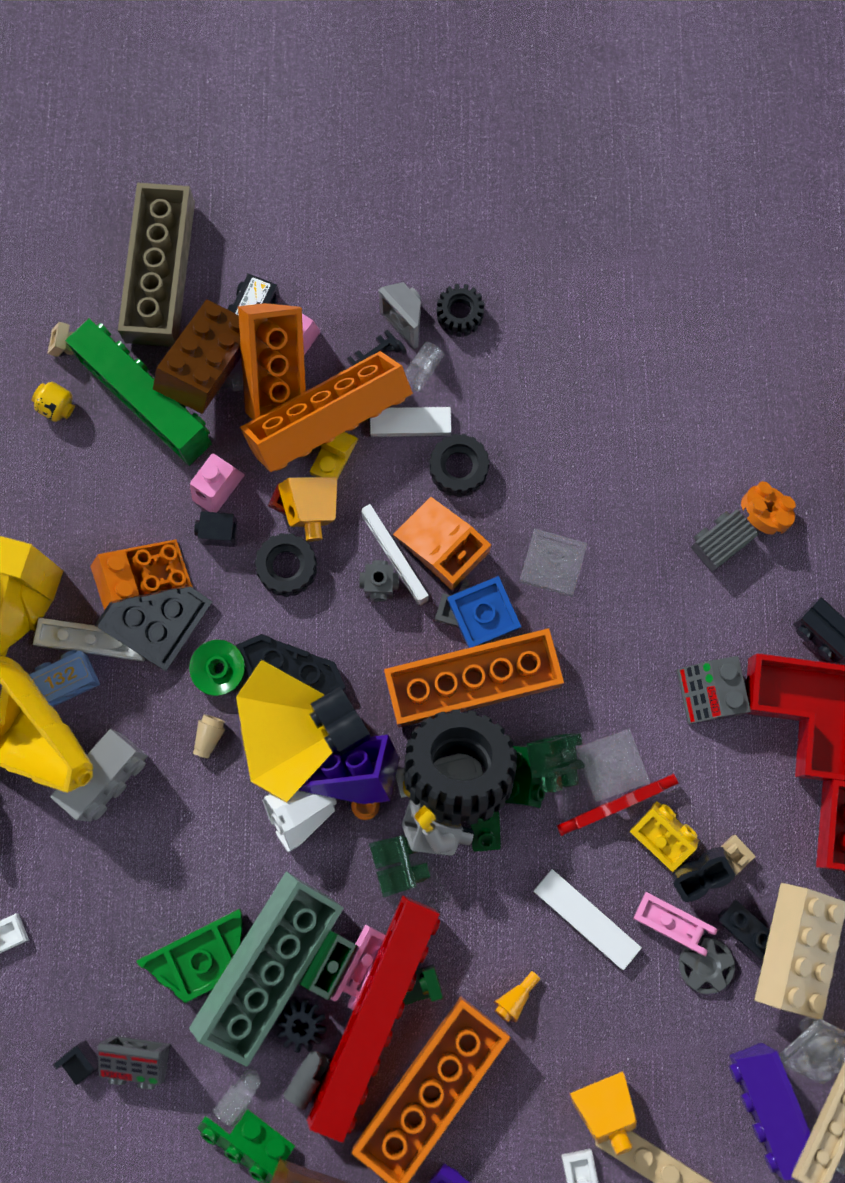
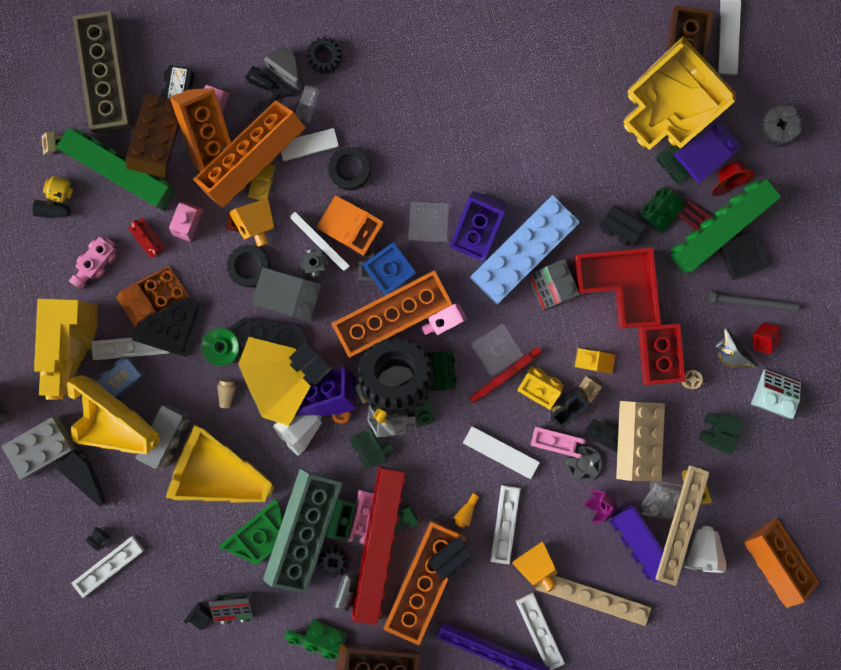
camera: 10 degrees left, 10 degrees up
(34, 426) = (50, 209): none -> black hinge
(79, 509) = (97, 260): none -> bright pink brick
(155, 493) = (146, 237): none -> red hinge
(162, 849) = (215, 473): none -> yellow cone
(216, 529) = (194, 252): black brick -> none
(237, 1098) = (304, 614): clear hinge -> none
(329, 615) = (286, 294): none -> dark grey slope
(364, 320) = (259, 78): none -> black cone
(481, 1064) = (450, 558): none -> black brick
(555, 761) = (458, 356): clear green hips -> none
(559, 704) = (452, 317): none -> bright pink torso
(570, 1032) = (505, 524): none -> white tile
(622, 584) = (478, 225): none -> dark purple slope
(681, 631) = (524, 249): none -> light blue brick
(723, 540) = (541, 179): dark grey brick -> none
(725, 1037) = (602, 504): none -> magenta piece
(752, 815) = (595, 360): none -> yellow slope
(765, 497) = (570, 143): orange plate -> none

